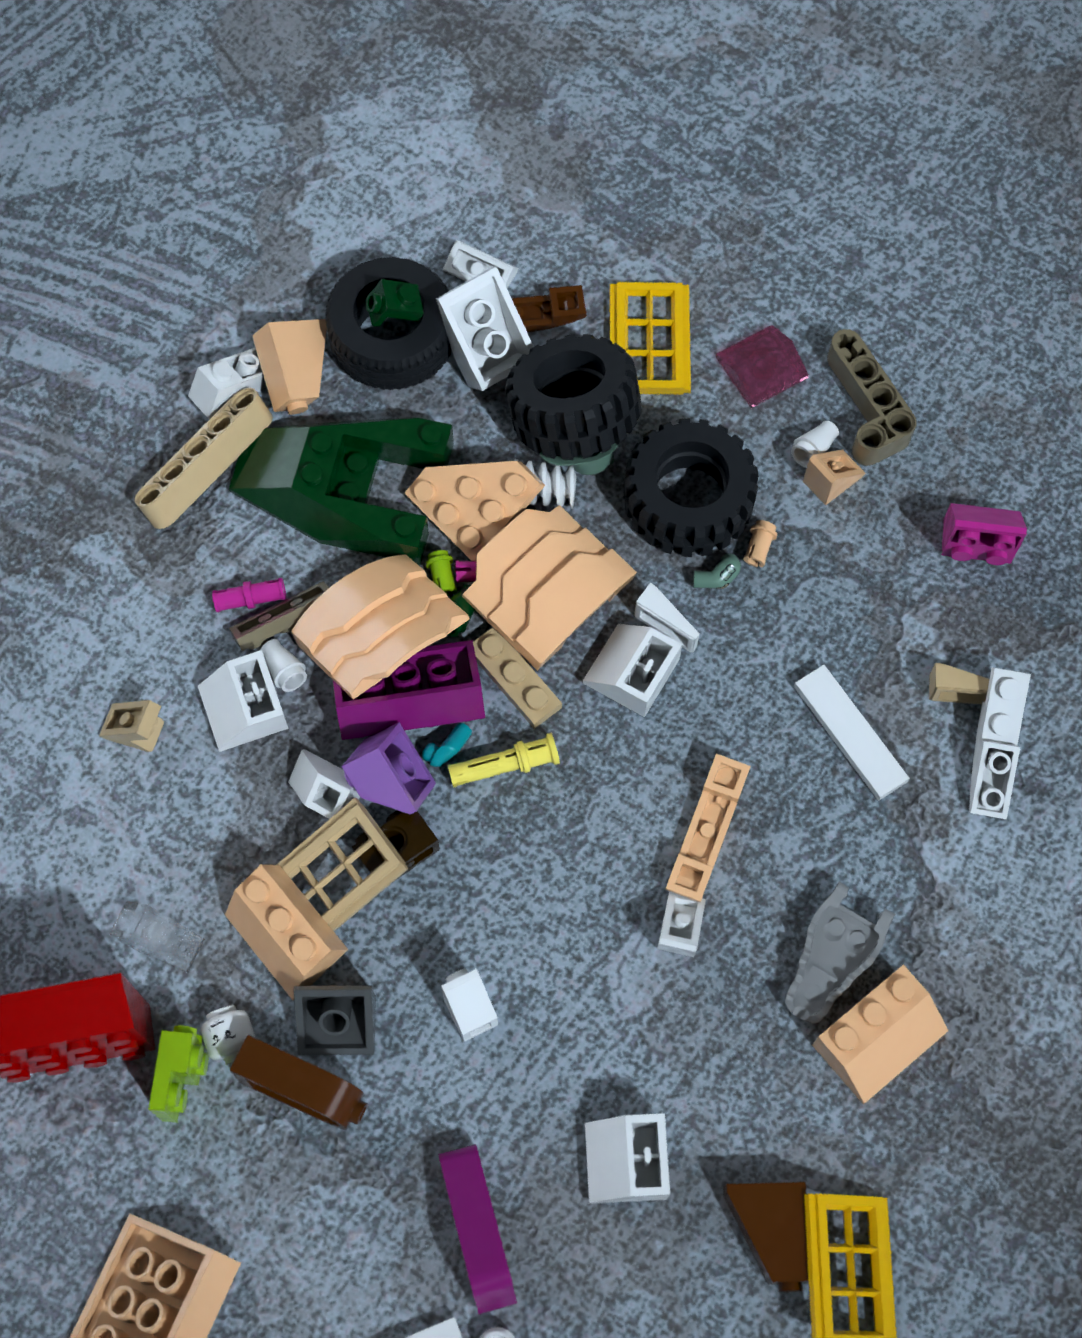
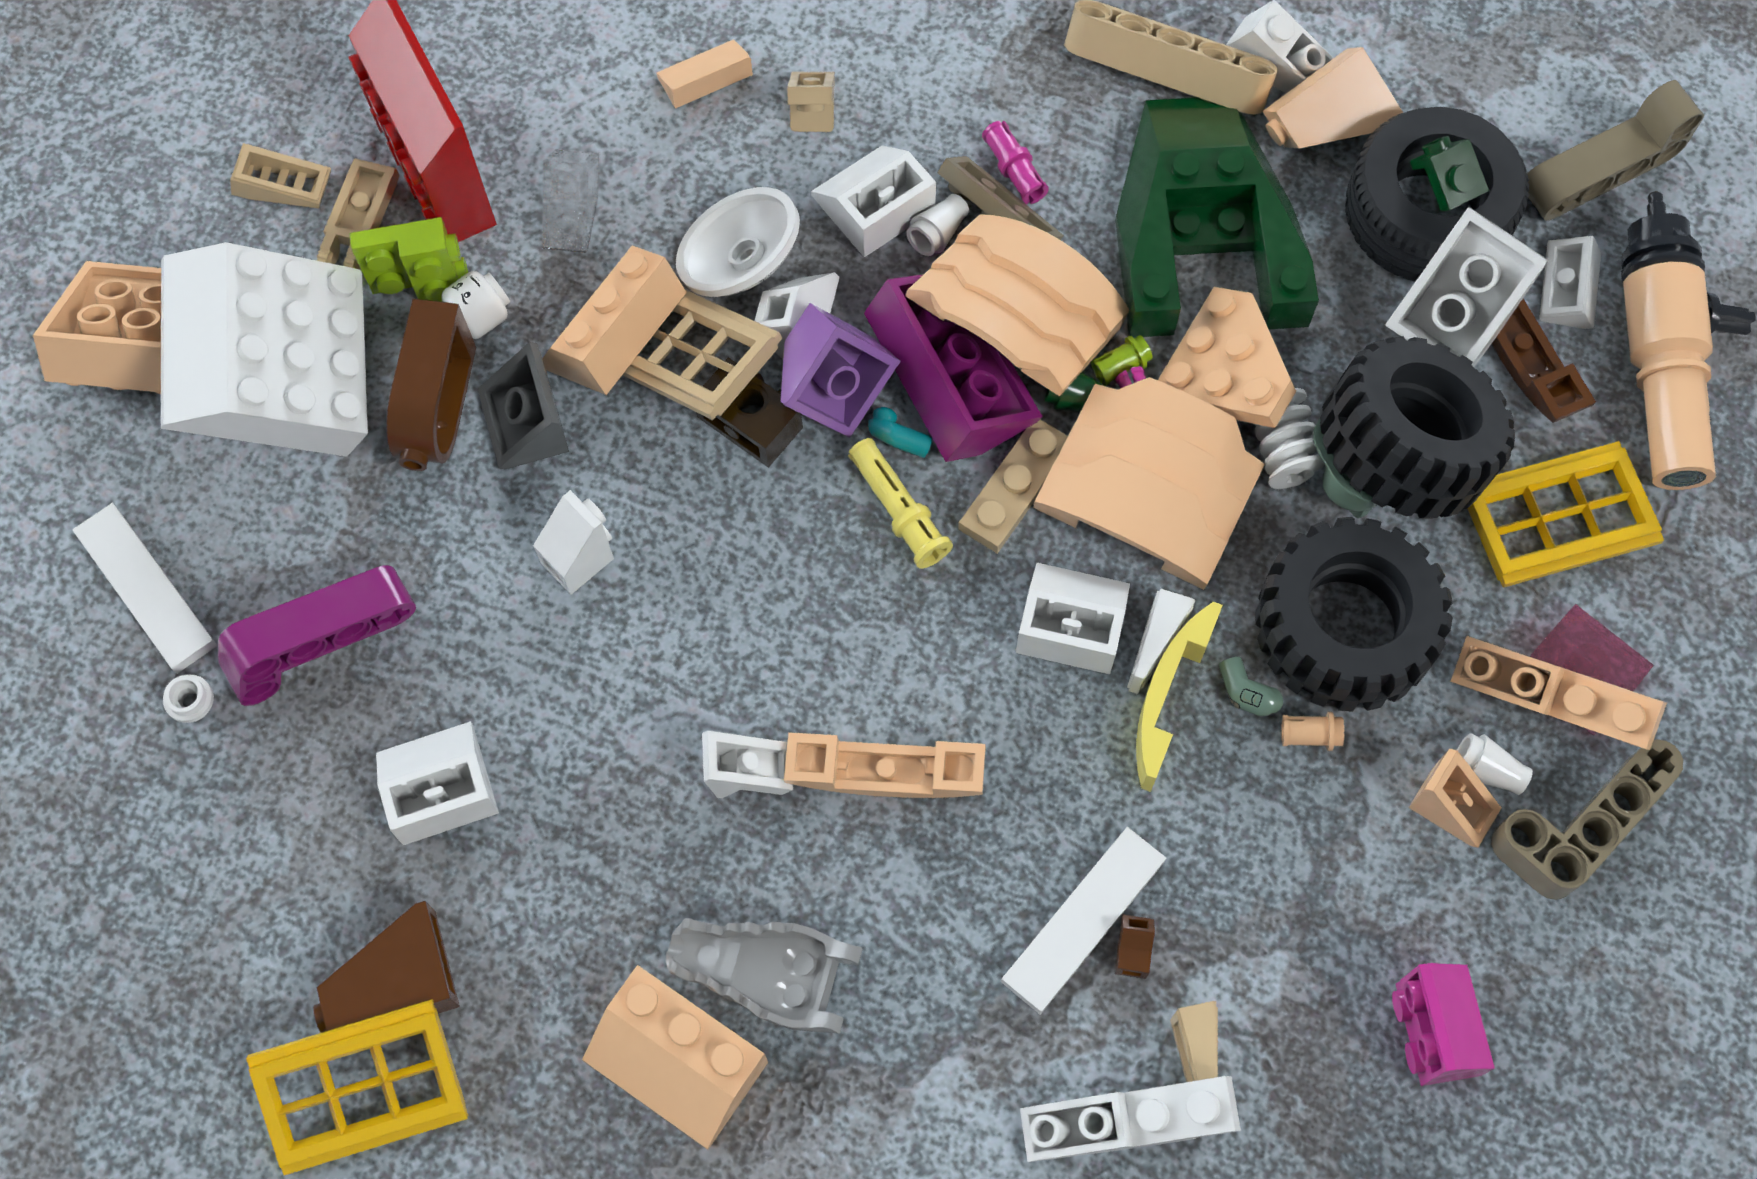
camera: 75 degrees right, 0 degrees up
(43, 1196) = (268, 161): none -> tan slope
(73, 801) = (705, 73): none -> light nougat slope
(101, 1114) = (357, 208): none -> tan hinge
(222, 1209) = (263, 348): none -> white slope
(234, 817) = (738, 242): none -> white dish
(397, 199) = (1616, 155): none -> dark tan beam
(552, 223) = (1670, 339): none -> light nougat piece
(743, 649) = (1190, 644): none -> light yellow slope
(781, 384) = (1559, 692): none -> light nougat slope
(879, 704) = (1135, 946): none -> reddish brown piece

